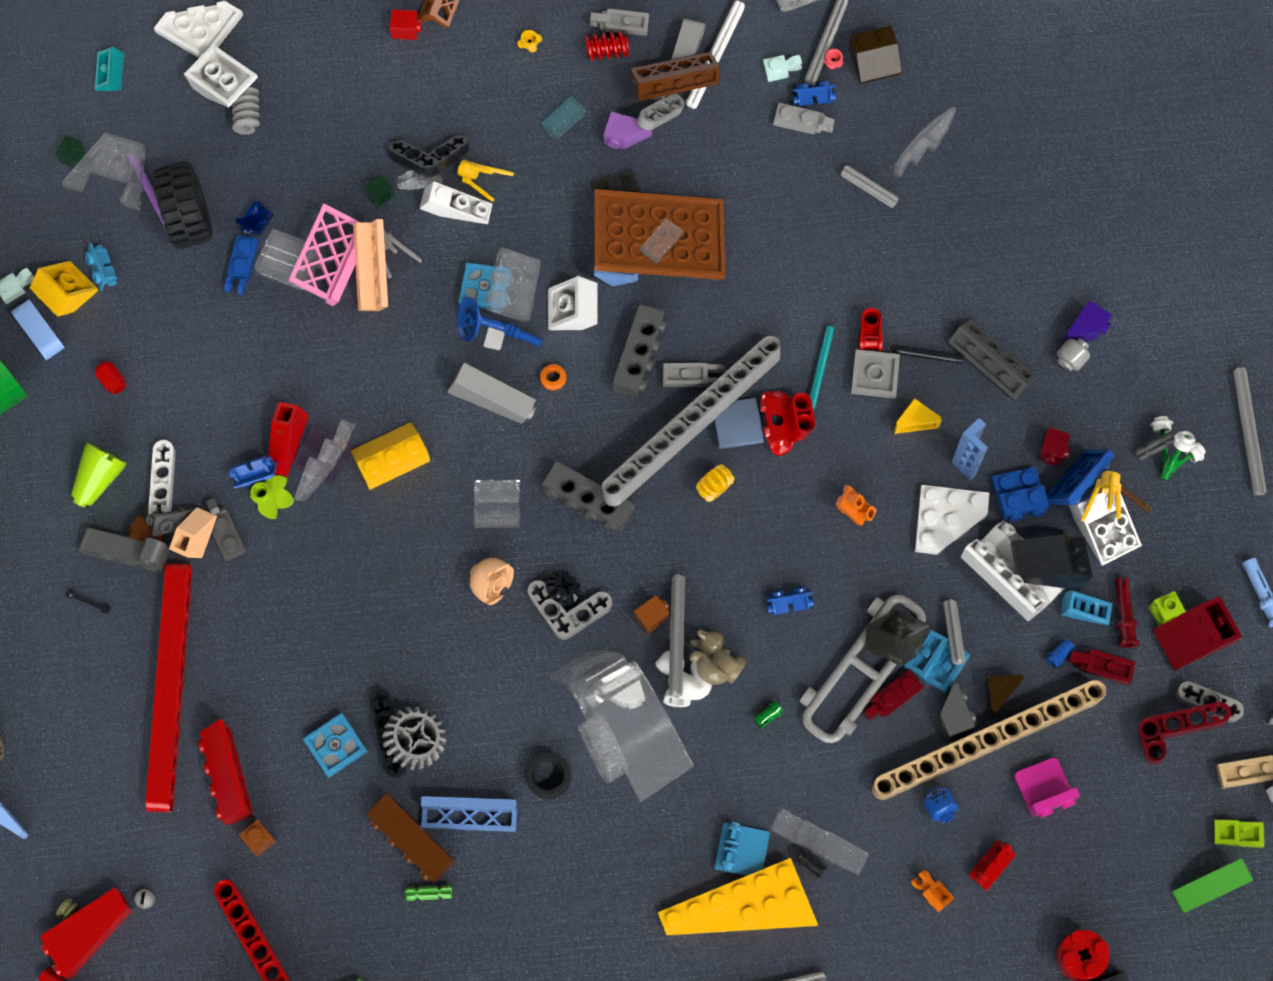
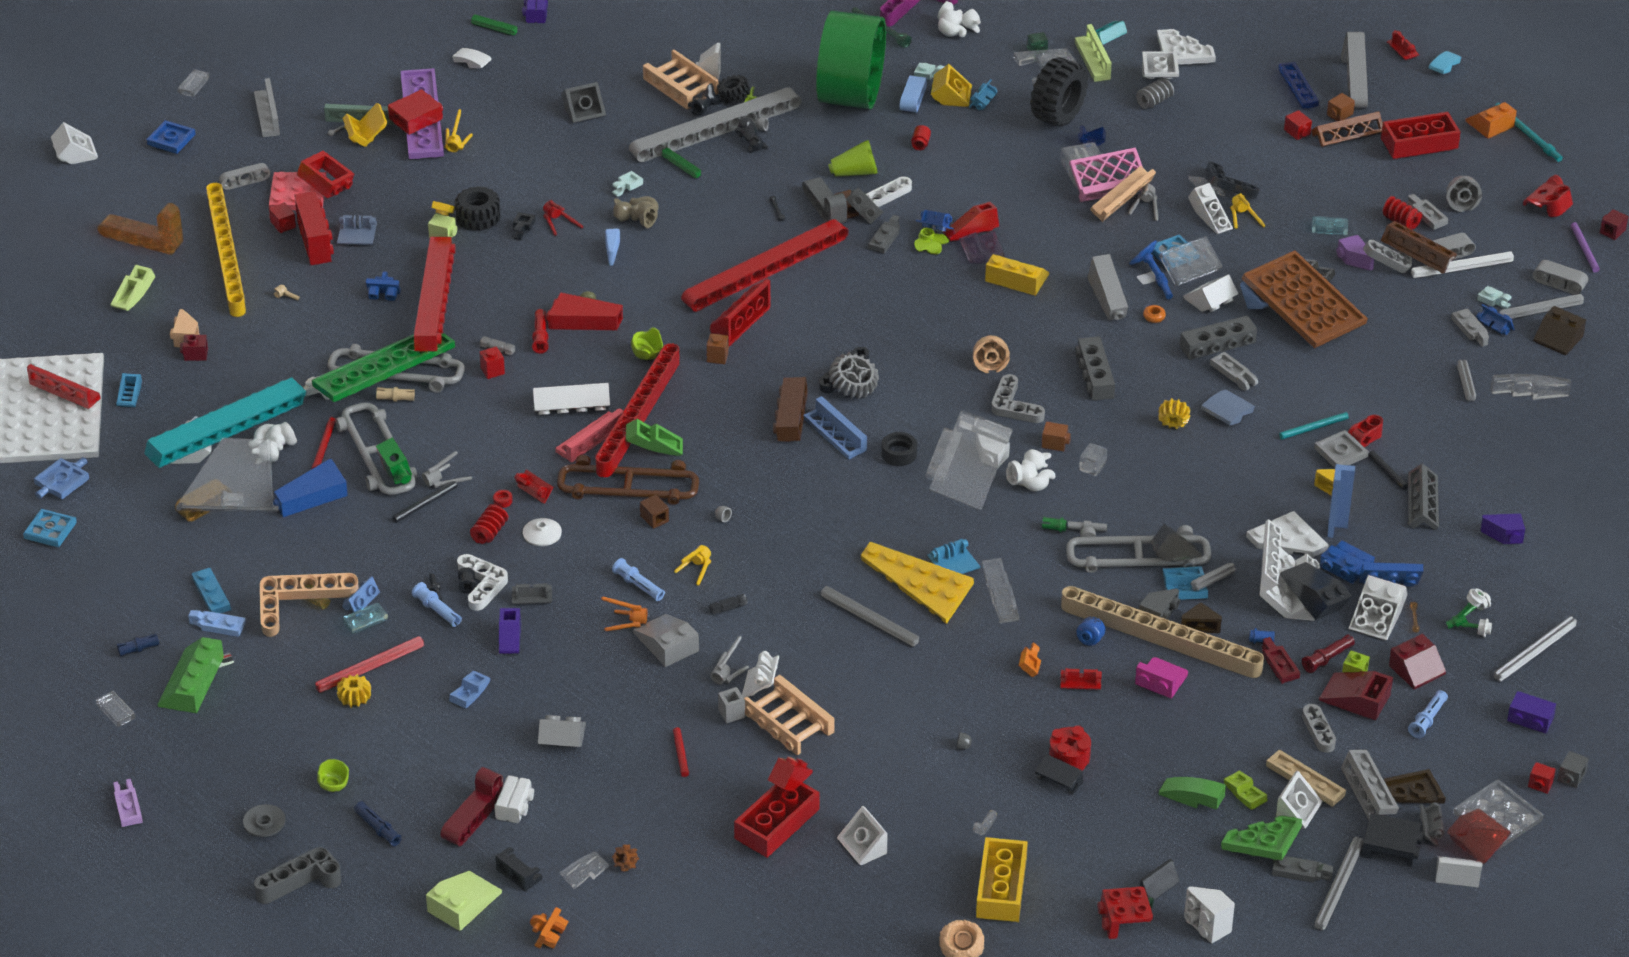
camera: 50 degrees right, 30 degrees down
(134, 114) = (1094, 55): none -> yellowish green fence
(149, 898) = (629, 328): light grey hinge -> none
(193, 534) = (866, 218): light nougat slope -> none
(193, 906) = (647, 344): none -> lime cap
(241, 263) = (1053, 150): blue hinge -> none
(318, 469) = (972, 244): clear slope -> none
(335, 745) = (810, 351): dark azure piece -> none
(379, 191) = (1177, 175): clear green plate -> none
(428, 892) = (767, 440): bright green axle -> none
(497, 504) = (1043, 335): clear slope -> none
(529, 35) = (1360, 182): yellow plate -> none
(559, 593) = (1029, 395): black gear -> none
(661, 240) = (1299, 297): clear tile -> none
(677, 636) = (1052, 447): light grey axle -> none
(689, 429) = (1201, 378): light grey beam -> none
(712, 607) = (1093, 459): none -> clear brick
(722, 665) = (1060, 479): dark tan animal -> none
(780, 600) = (1147, 495): blue hinge -> none
(783, 437) = (1264, 432): red piece -> none
(793, 686) = (1080, 525): none -> light grey bar
(811, 863) = (982, 590): black pin -> none
(836, 55) = (1531, 315): coral plate -> none
(855, 506) = (1238, 483): orange hips -> none
(894, 696) = (1135, 575): dark red hinge -> none
(1054, 447) = (1399, 553): dark red brick -> none
(1073, 354) = (1475, 531): light grey head -> none
(1077, 598) = (1307, 621): dark azure slope -> none
(1110, 485) = (1398, 576): yellow plant -> none
(1155, 445) = (1457, 603): dark grey axle -> none
(1185, 727) = (1280, 711): dark red beam -> none
(1195, 547) = (1417, 661): none -> slope

